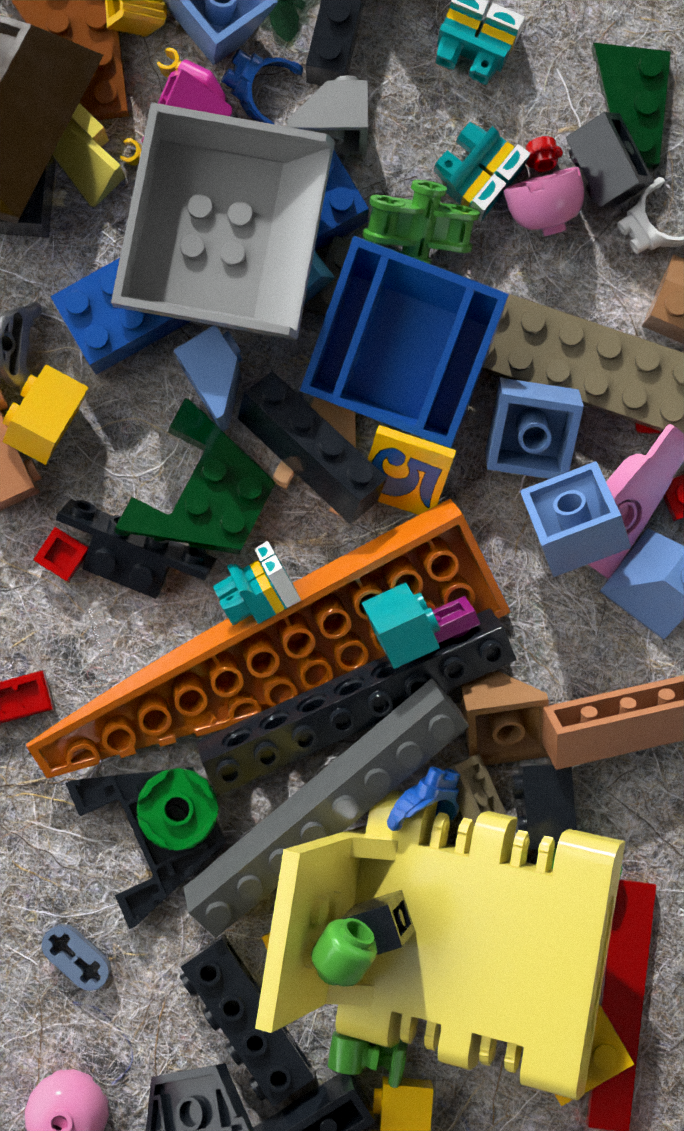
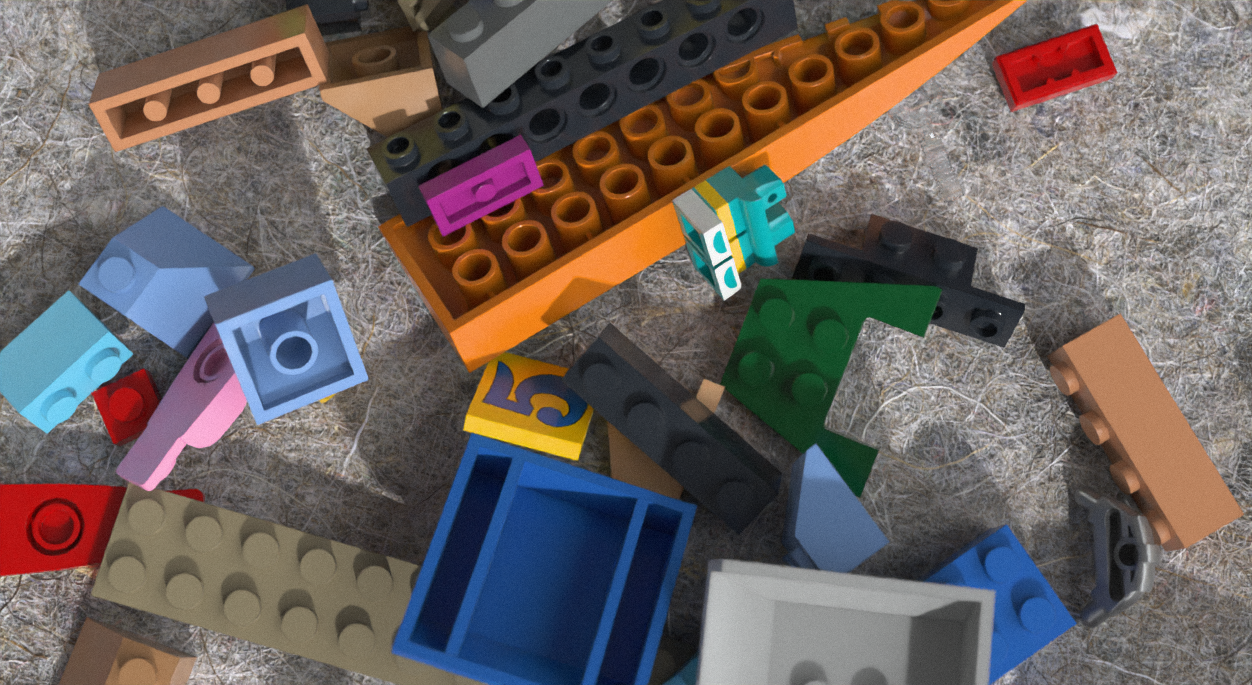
camera: 175 degrees right, 5 degrees down
(44, 414) = (1061, 451): yellow brick -> none
(61, 554) = (1008, 264): red plate -> none
(402, 624) = (529, 168): teal brick -> none
(533, 428) = (350, 475): medium blue brick -> none

